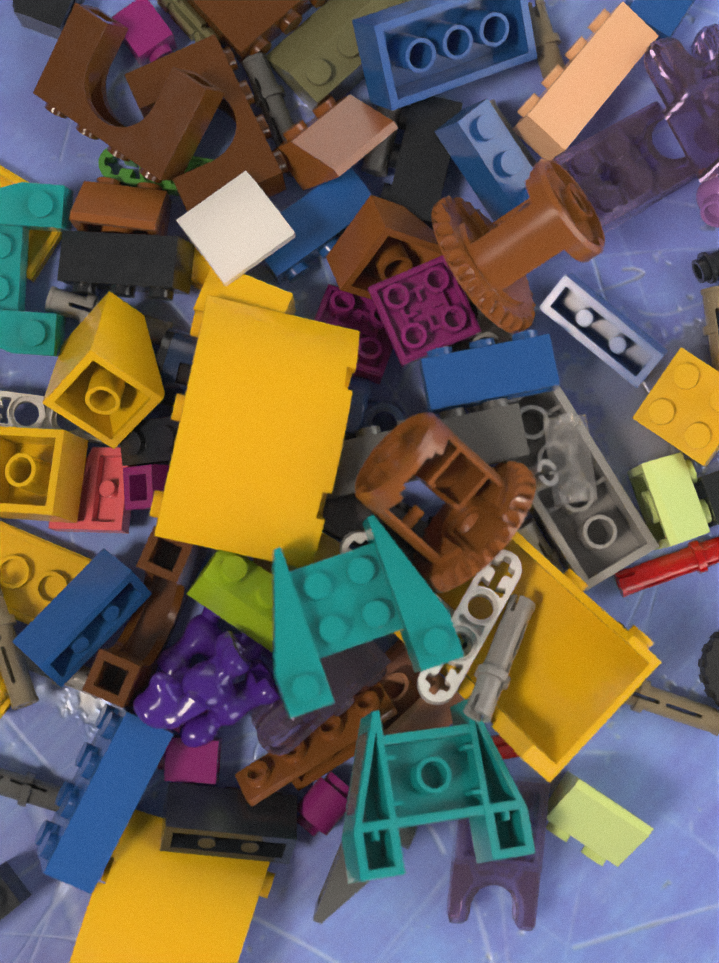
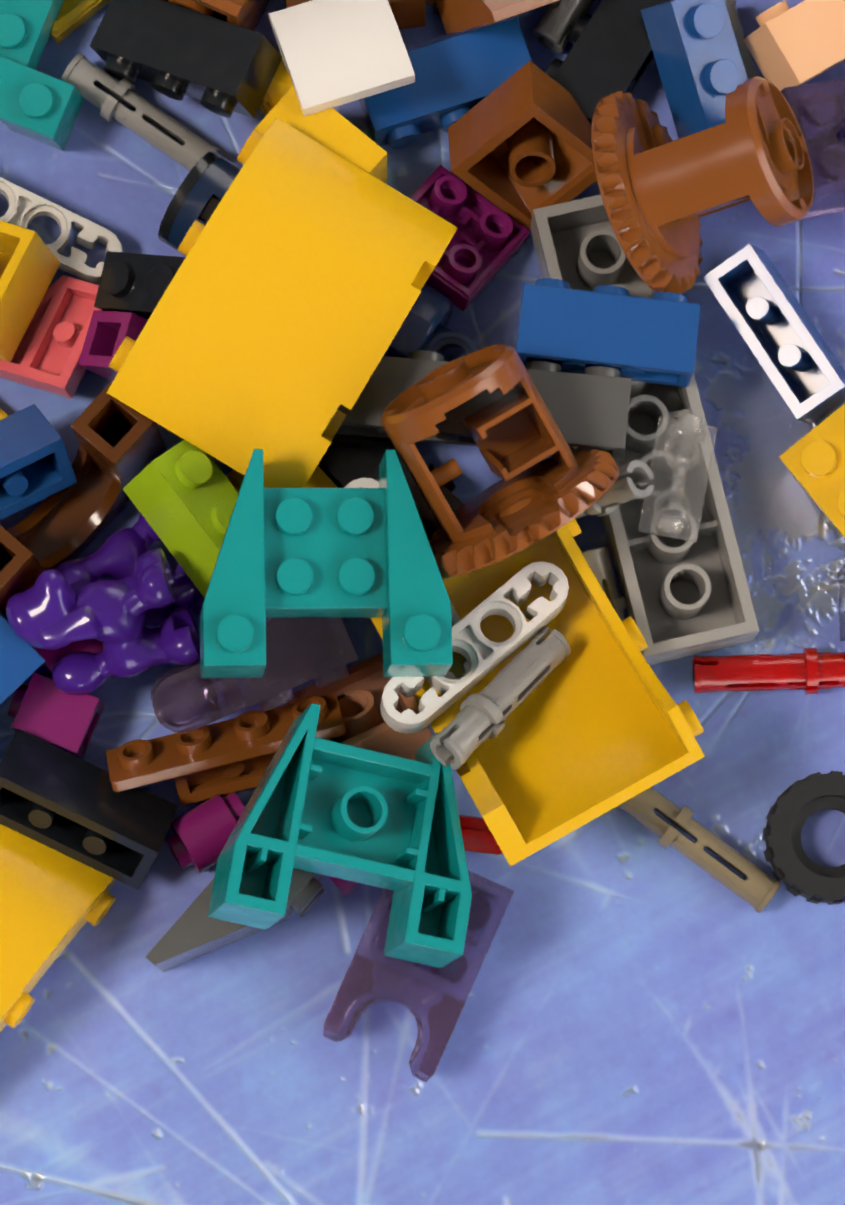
camera: 15 degrees right, 5 degrees down
(106, 373) = (114, 179): yellow slope -> none
(423, 310) = (550, 229): magenta tile -> none
(594, 821) = (557, 964): yellowish green slope -> none
(670, 500) = (796, 581): yellowish green slope -> none

